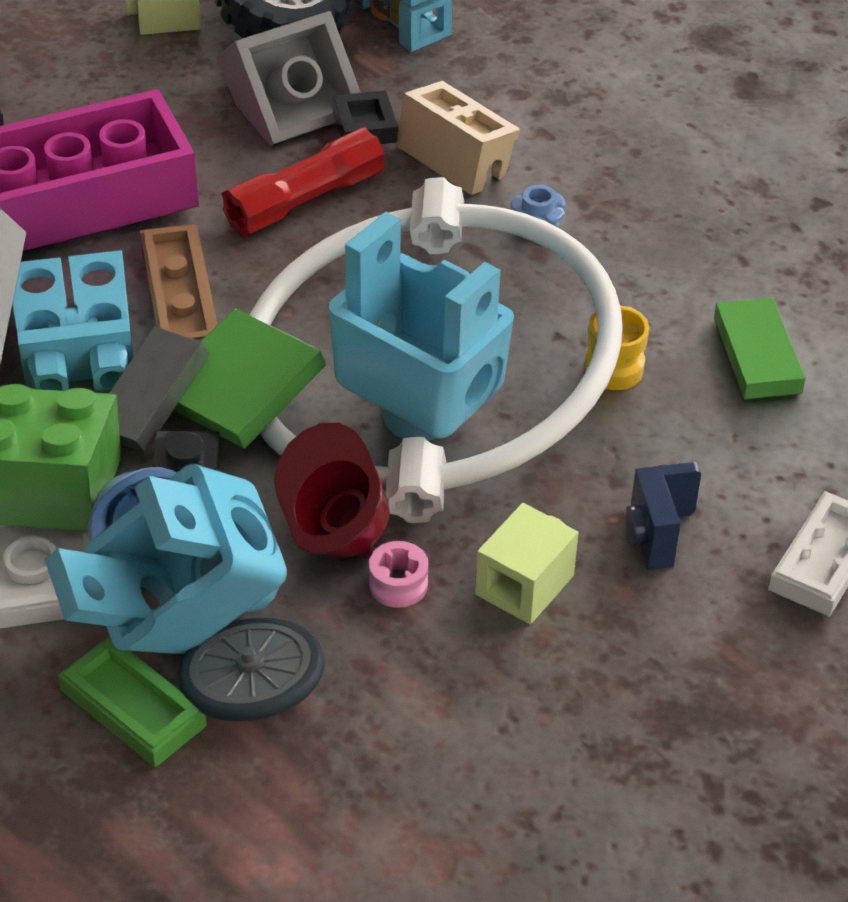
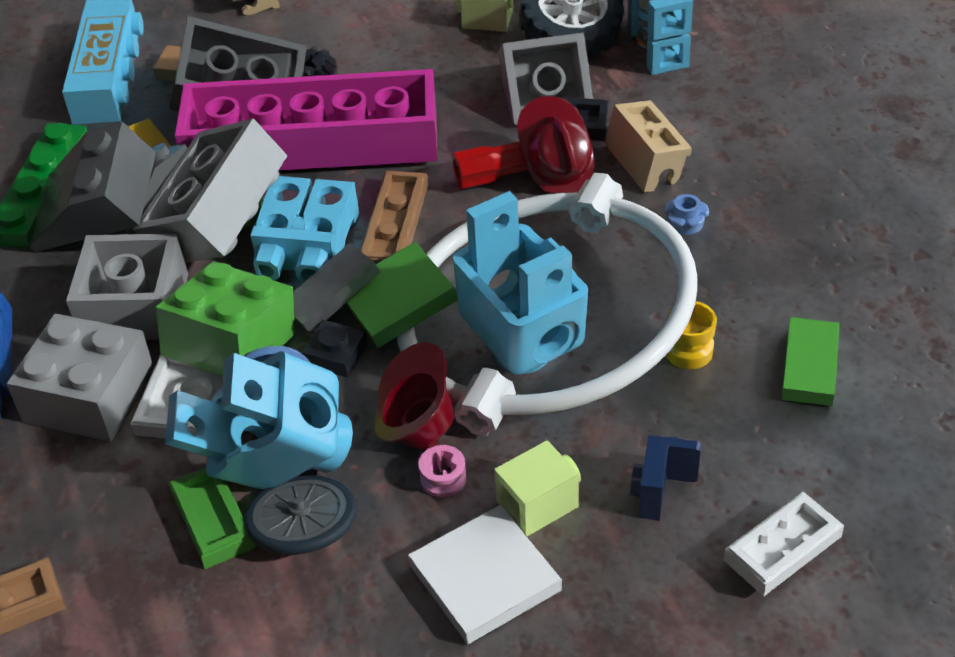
camera: 25 degrees right, 0 degrees up
(351, 156) = (555, 144): none -> dark red piece
(507, 677) = (484, 573): none -> white tile

